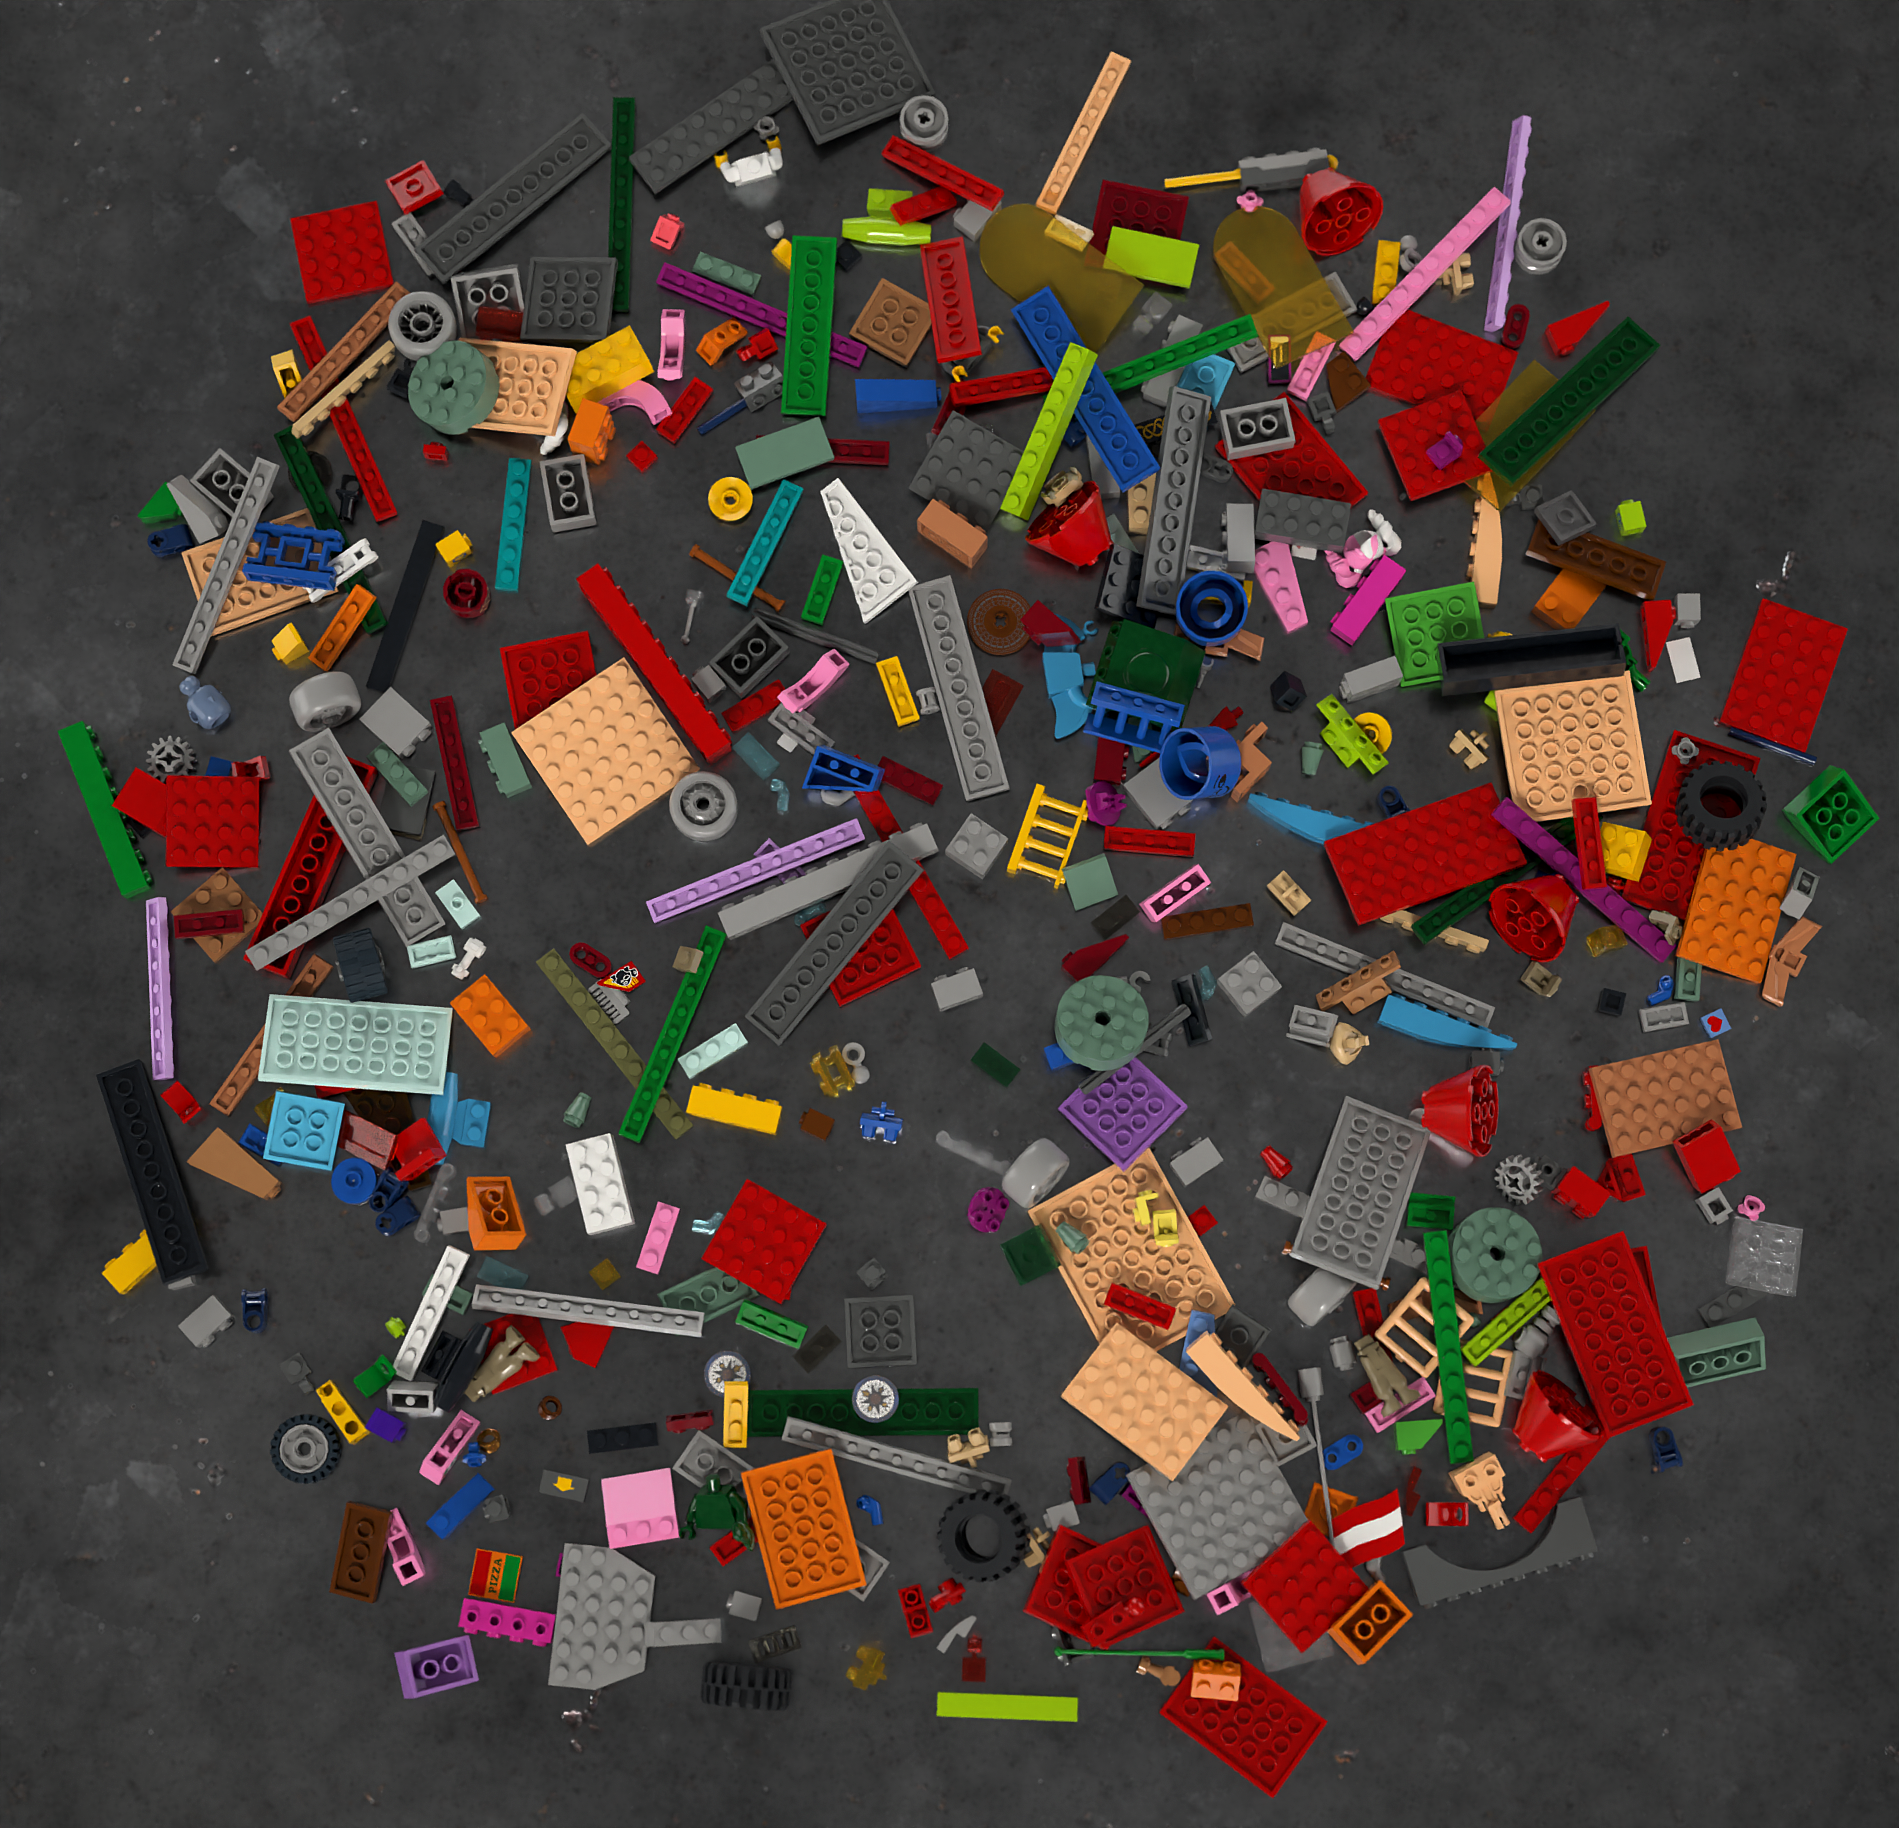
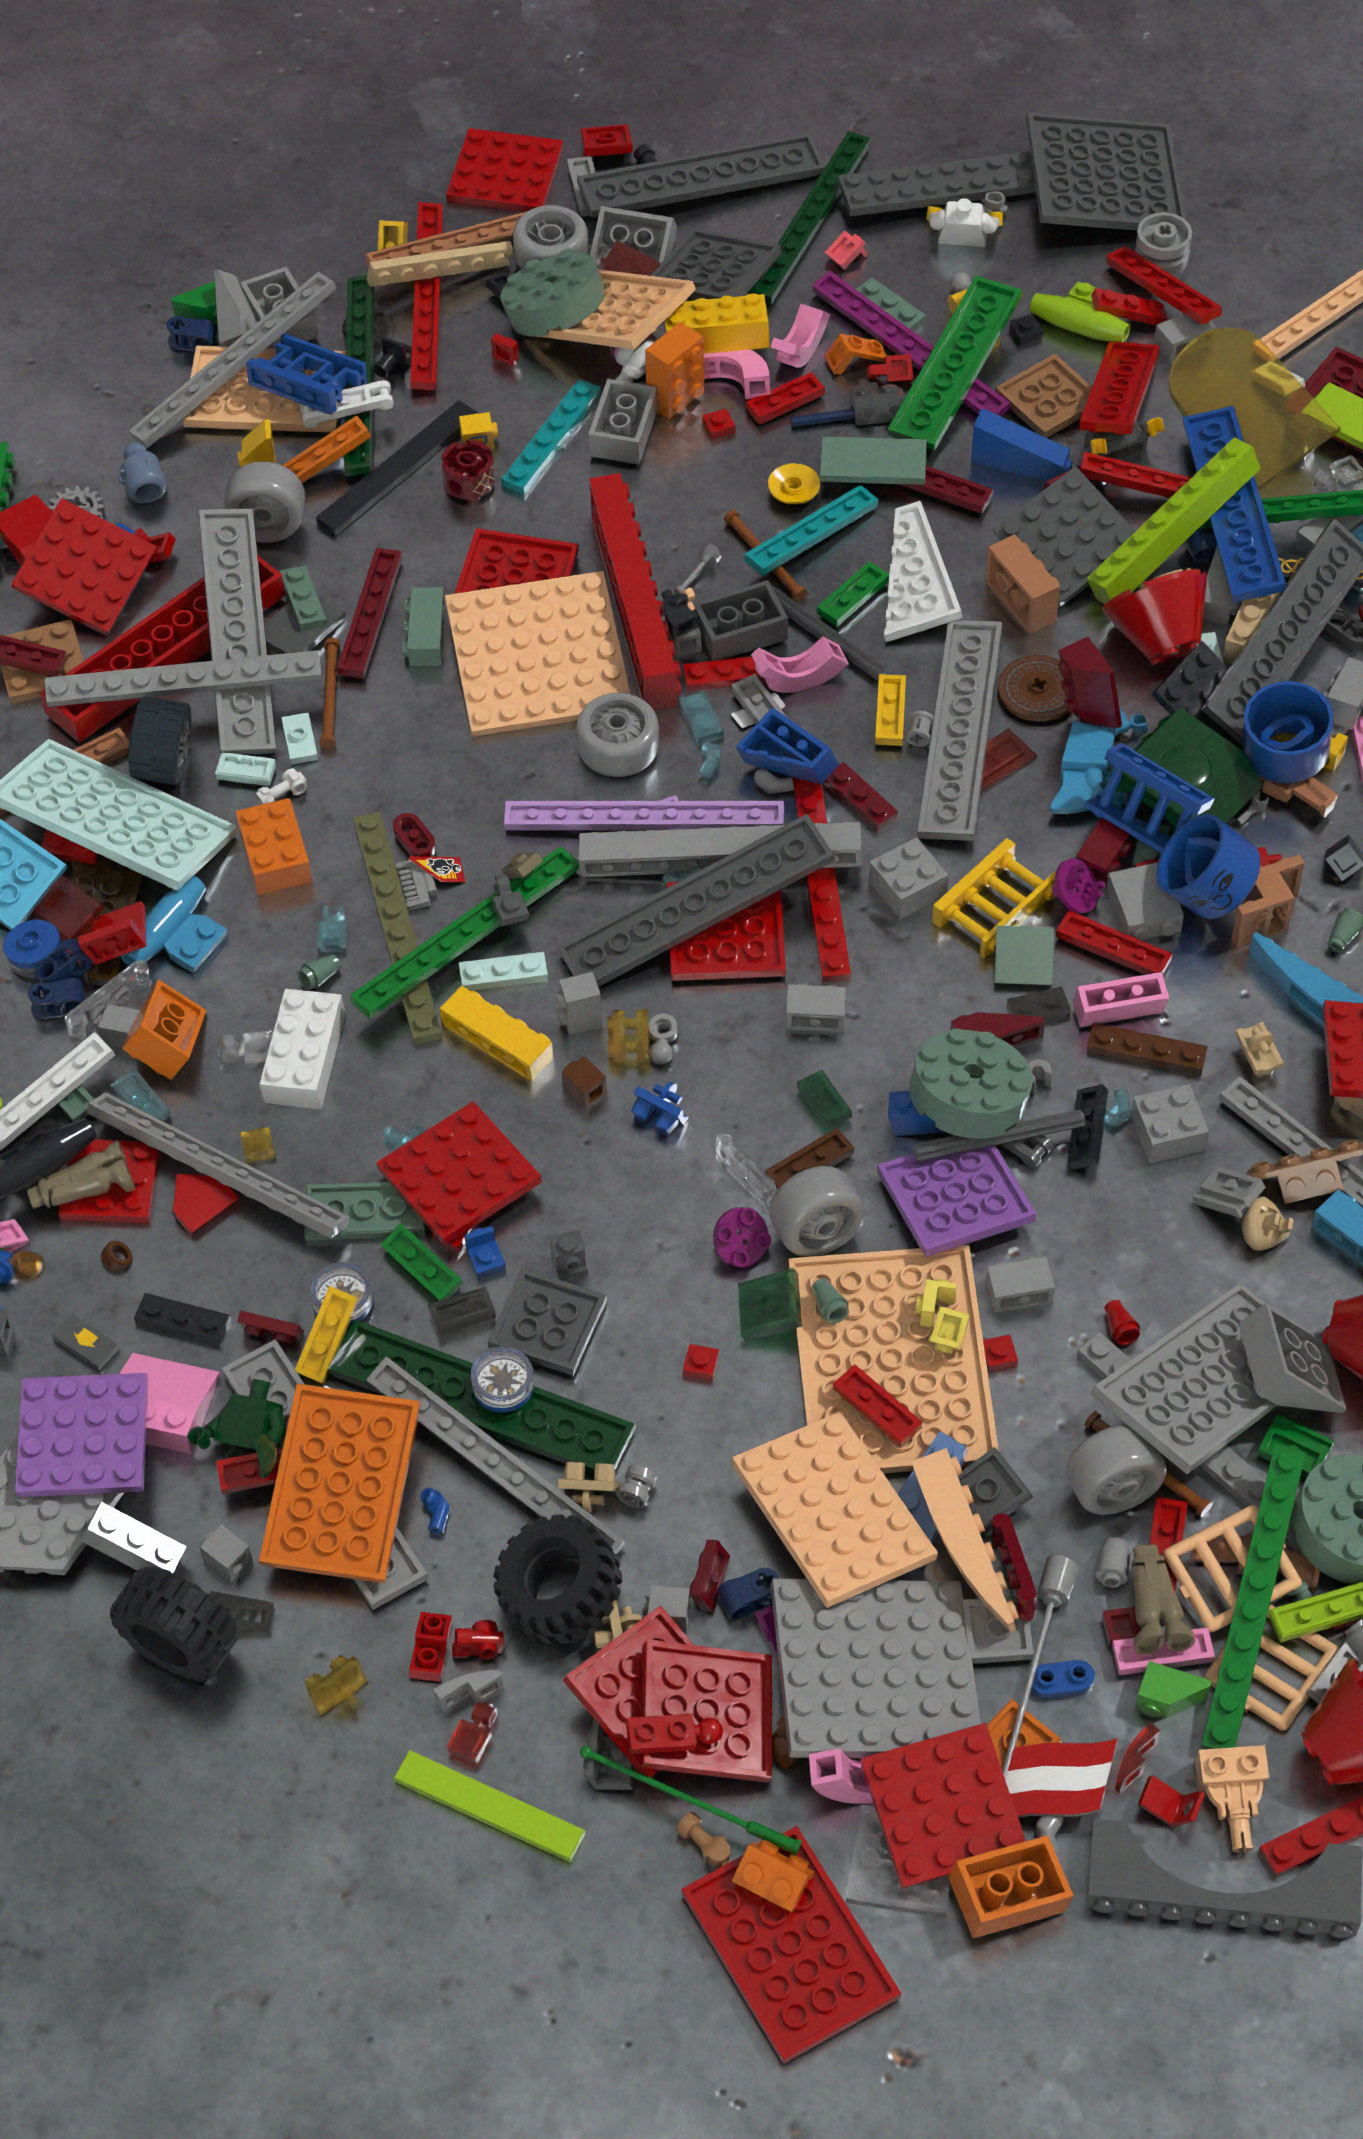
camera: 25 degrees right, 25 degrees down
(396, 723) = (329, 556): light grey brick -> none
(569, 1071) = (332, 932): none -> clear light blue plate
(608, 1570) = (82, 1435): none -> medium lavender plate
(658, 1238) = (339, 1131): bright pink plate -> none
(695, 1001) = (508, 905): none -> dark grey plate
(701, 679) = (679, 612): none -> black piece
(786, 1065) = (579, 1004): none -> light grey brick
(811, 1295) = (484, 1252): none -> blue bracket
(1000, 1316) = (701, 1362): none -> red plate
(1007, 1122) = (824, 1151): none -> reddish brown plate
(1409, 1159) = (1289, 1362): none -> light grey slope

